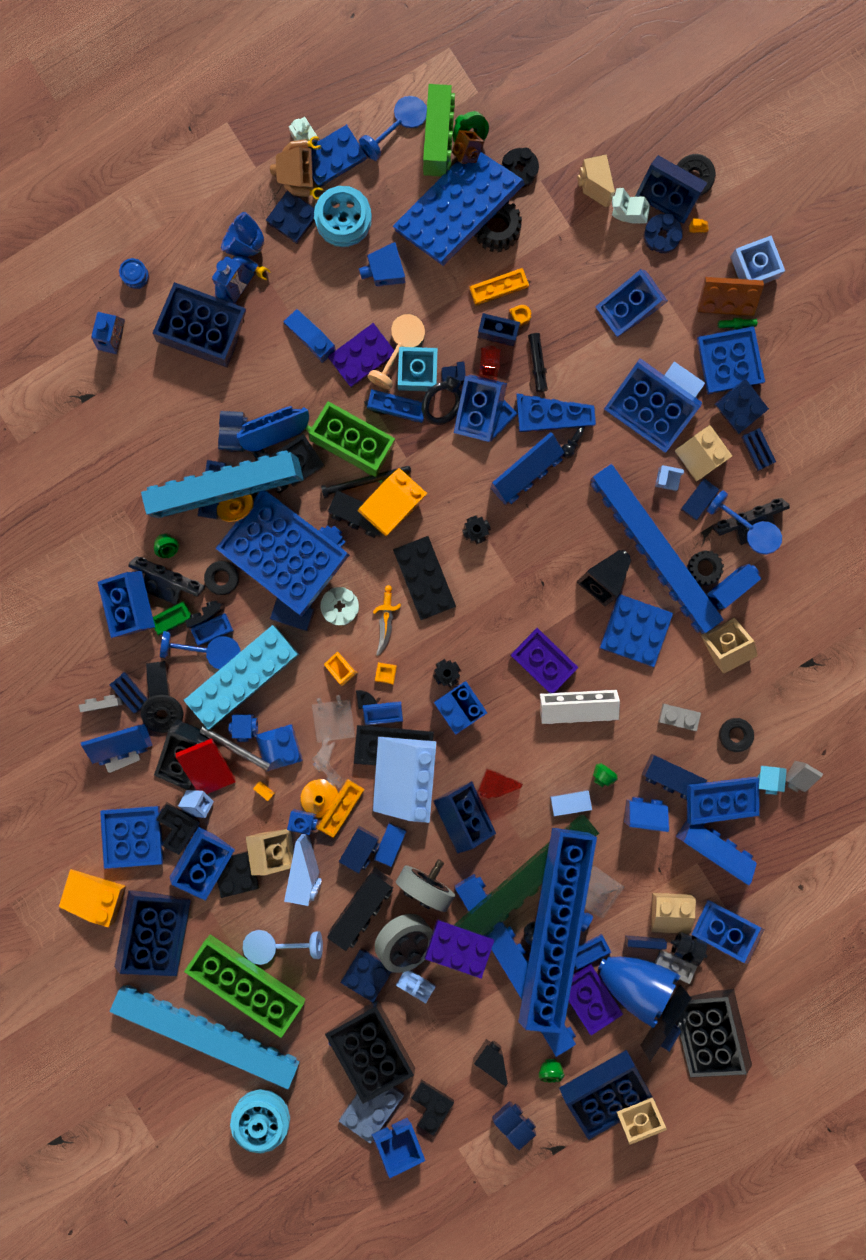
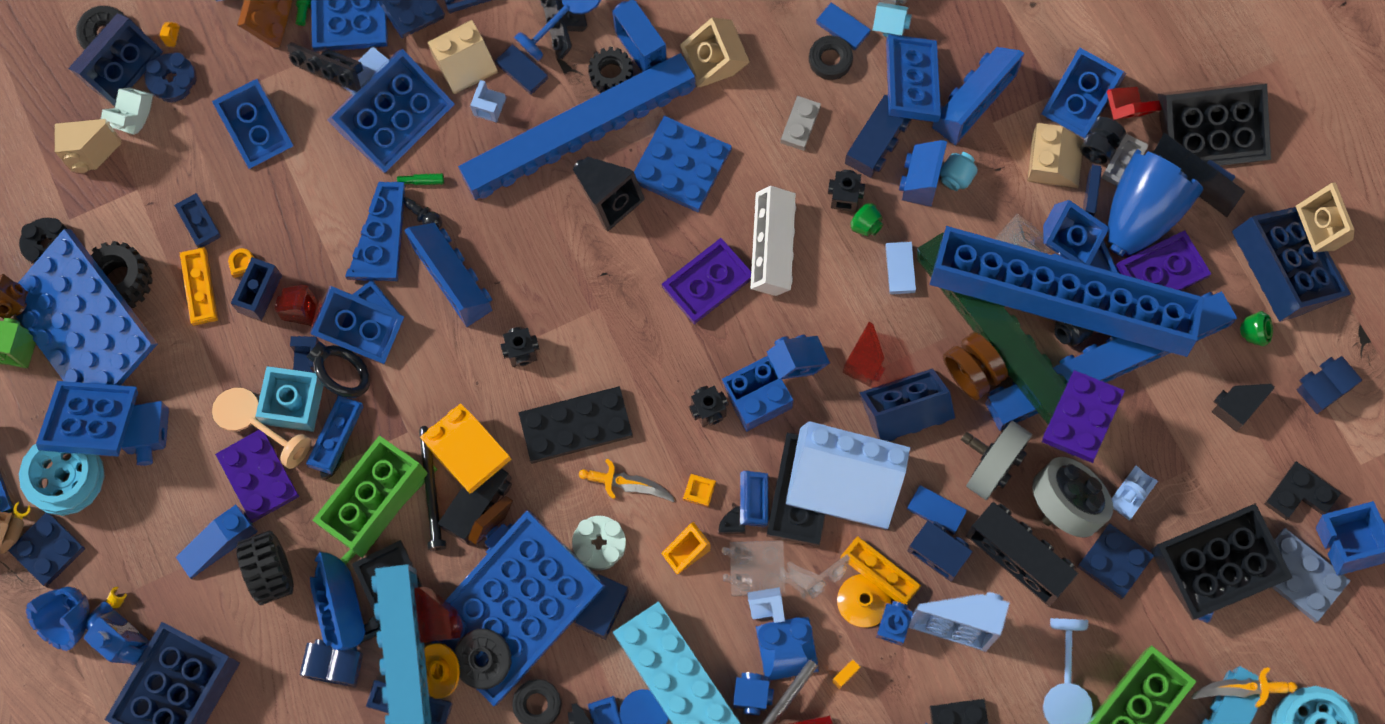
camera: 80 degrees left, 15 degrees down
(249, 546) = (498, 653): none -> black wheel
(269, 499) = (436, 617): none -> clear red slope
(270, 852) = (933, 675): tan slope -> none
(281, 1072) = (1246, 687): none -> piece
(290, 373) = (265, 568): none -> black tyre
(308, 730) = (766, 604): none -> light blue panel
(344, 527) = (490, 519): none -> reddish brown tile
(381, 226) = (87, 418): none -> blue plate
(489, 735) = (797, 356): none -> blue brick
(496, 865) = (975, 366): none -> reddish brown wheel
(539, 370) = (309, 246): black pin -> none
(548, 276) = (197, 220): none -> dark blue plate
(601, 437) = (422, 179): none -> green pin
(609, 930) = (1073, 232): none -> blue slope
(619, 757) = (846, 190): none -> black brick
(652, 841) = (958, 171): none -> medium azure head
(683, 354) = (327, 65): none -> black bracket
(718, 967) = (1127, 103): none -> red panel
(764, 742) = (843, 25): none -> blue tile

